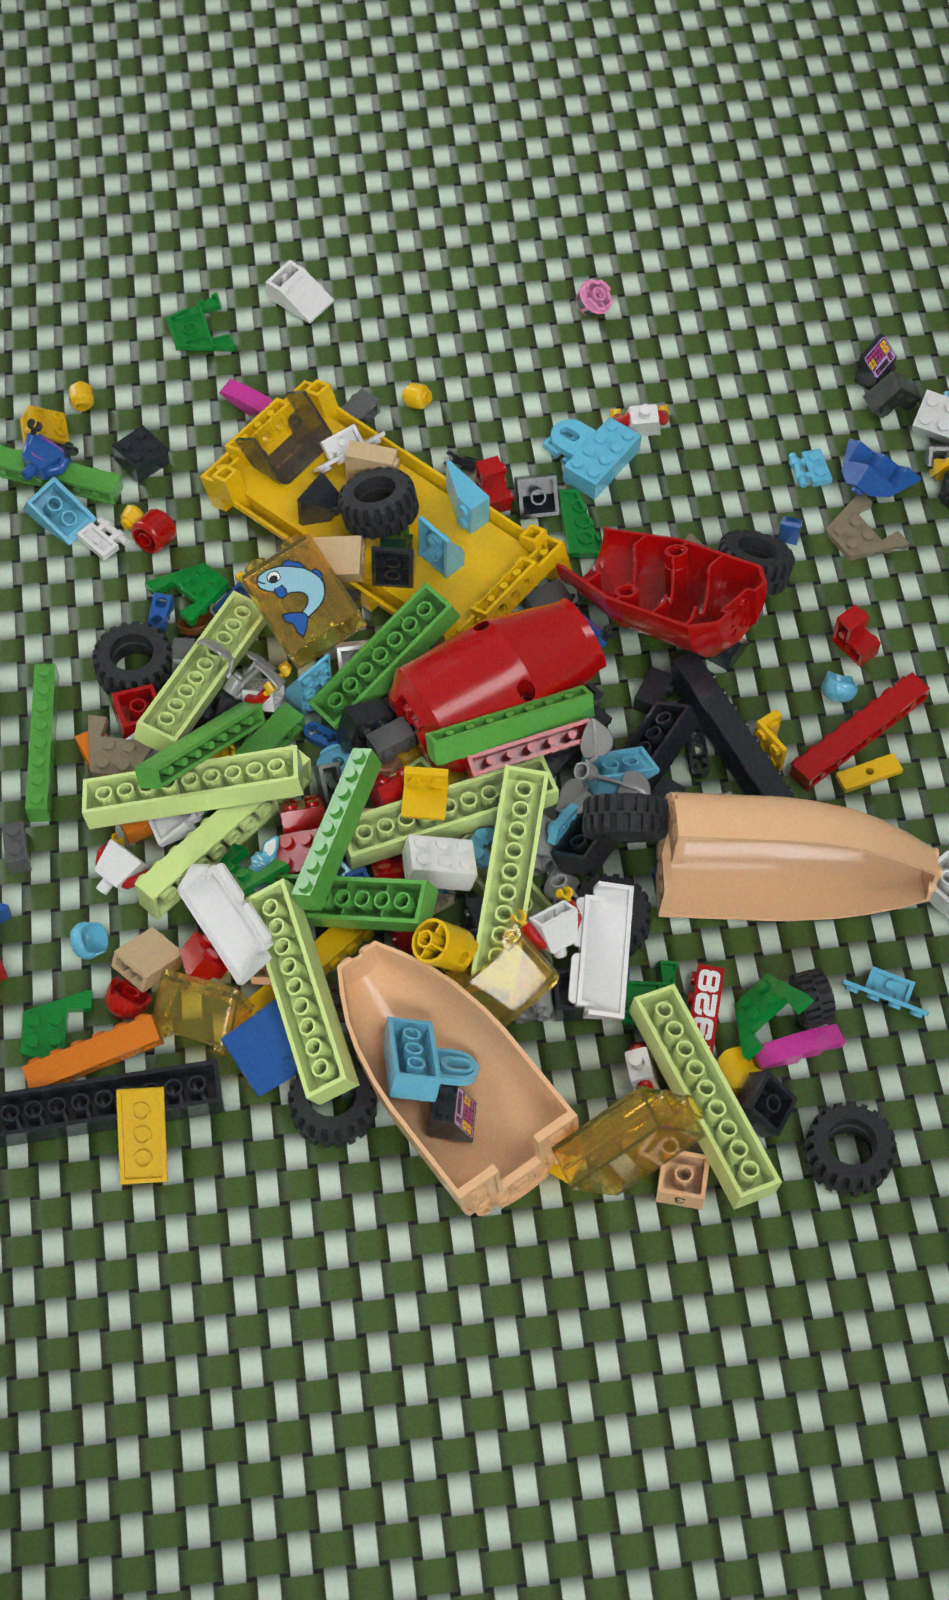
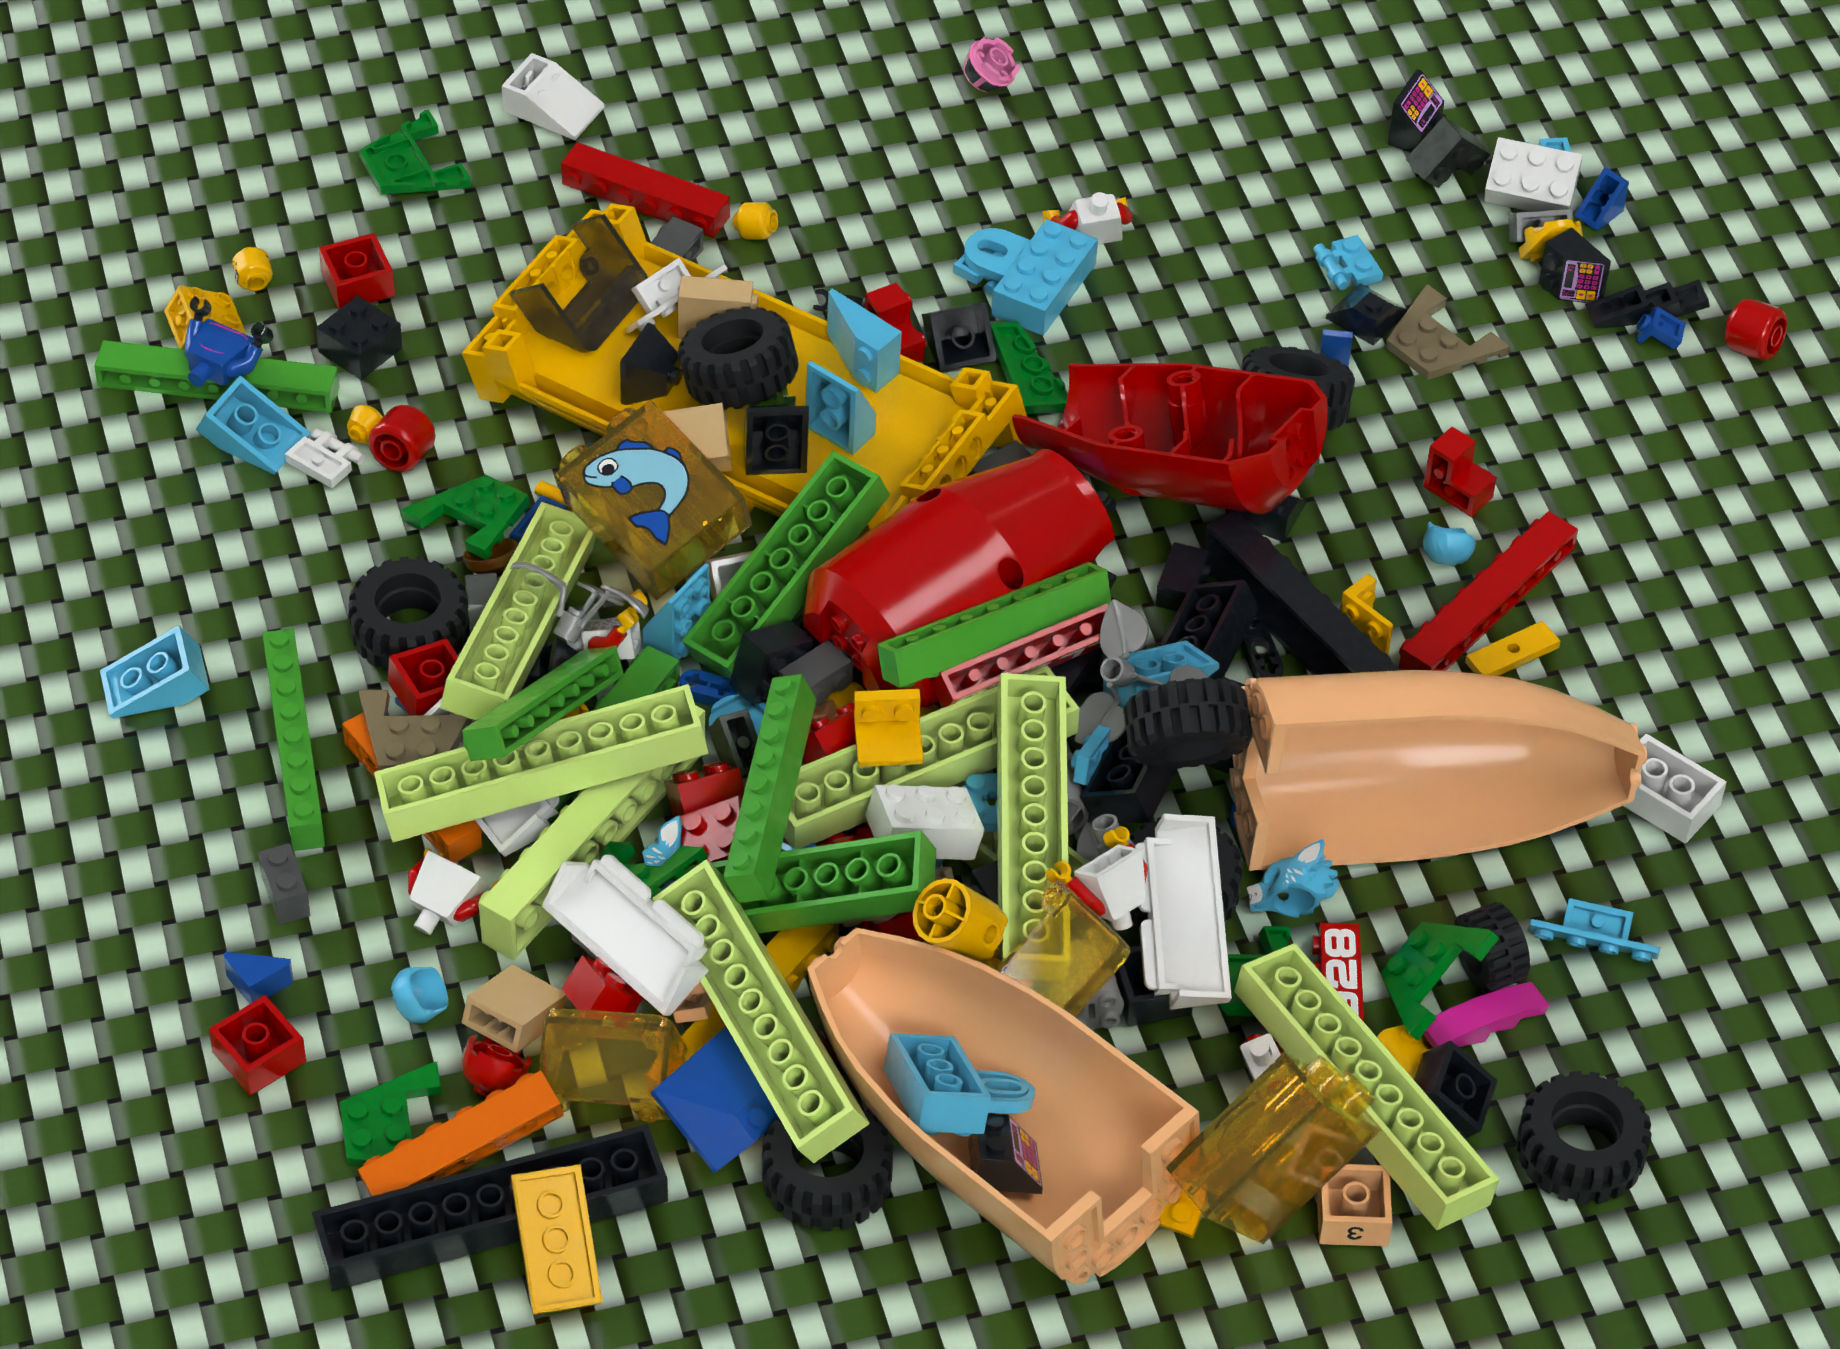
camera: 10 degrees left, 10 degrees down
(147, 405) = (357, 269): none -> red brick
(161, 611) = (434, 545): blue leg -> none
(245, 397) = (501, 247): dark pink slope -> none
(348, 365) = (644, 188): none -> red brick
(694, 928) = (1302, 876): none -> medium azure piece
(816, 507) = (1366, 314): none -> black slope
(874, 472) = (1443, 256): blue brick -> none

